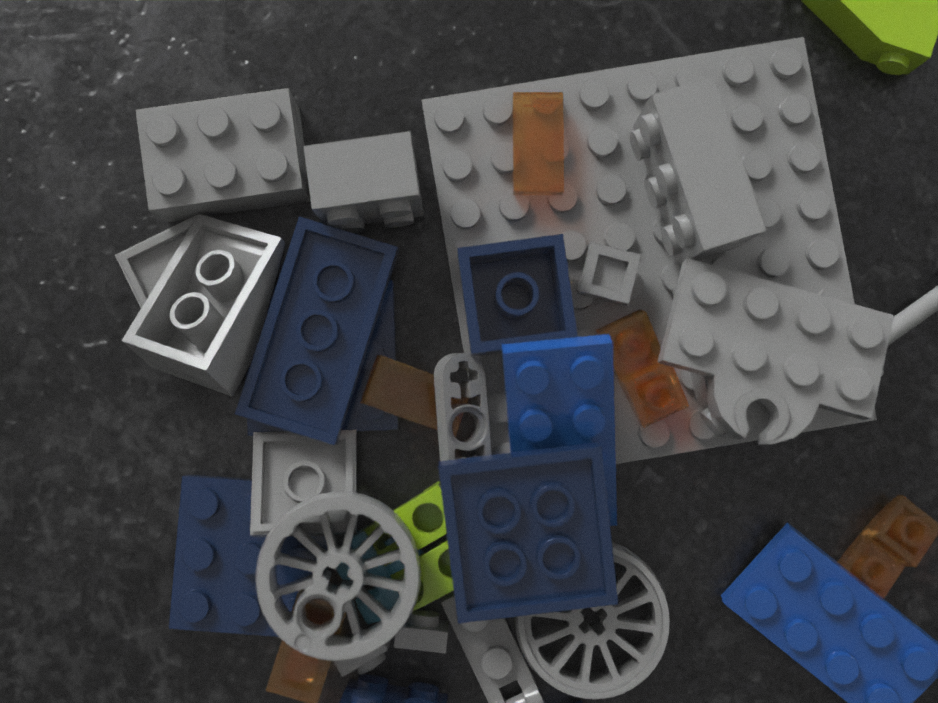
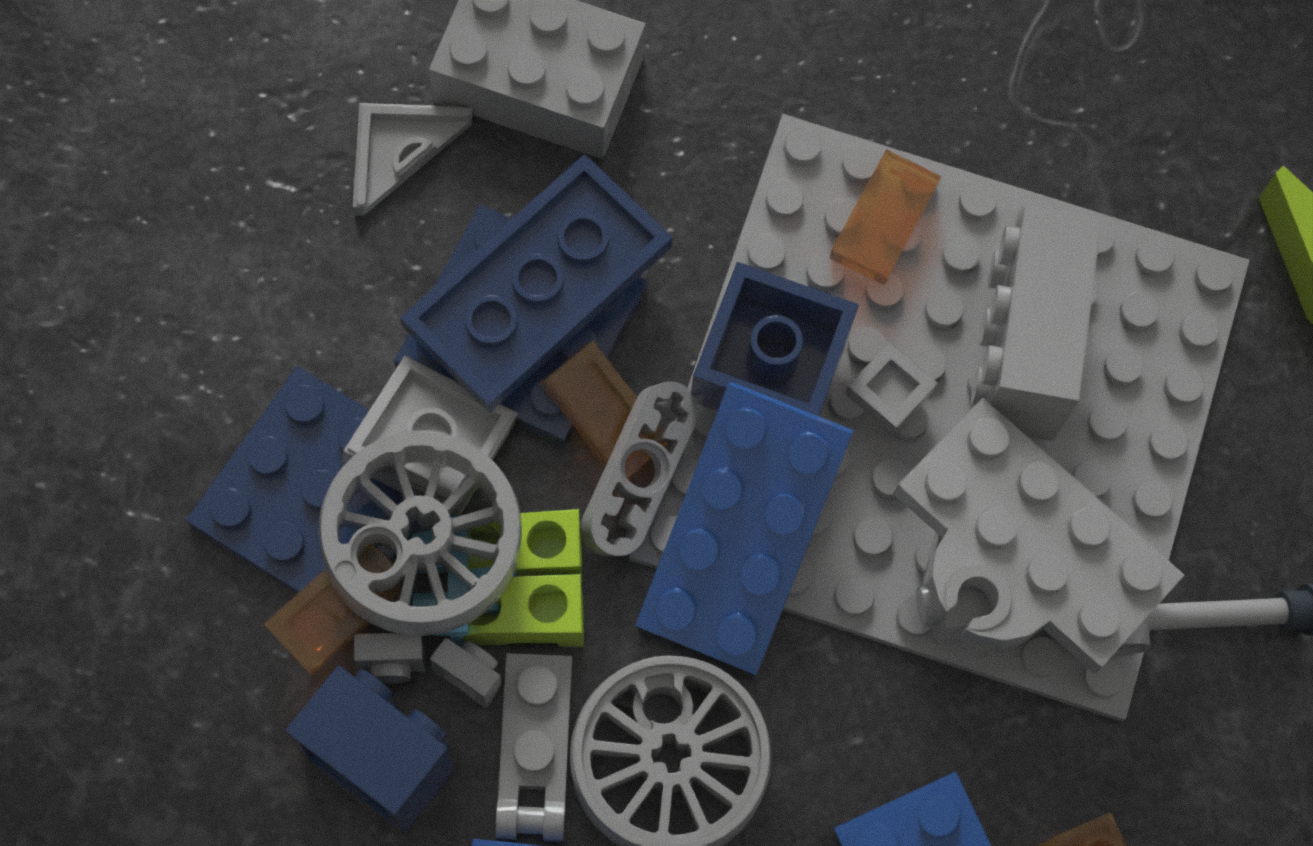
camera: 25 degrees right, 15 degrees down
(209, 305) = (432, 200): light grey slope -> none
(364, 182) = (677, 157): light grey brick -> none
(528, 532) = (651, 598): dark blue plate -> none
(648, 385) = (874, 519): clear orange slope -> none

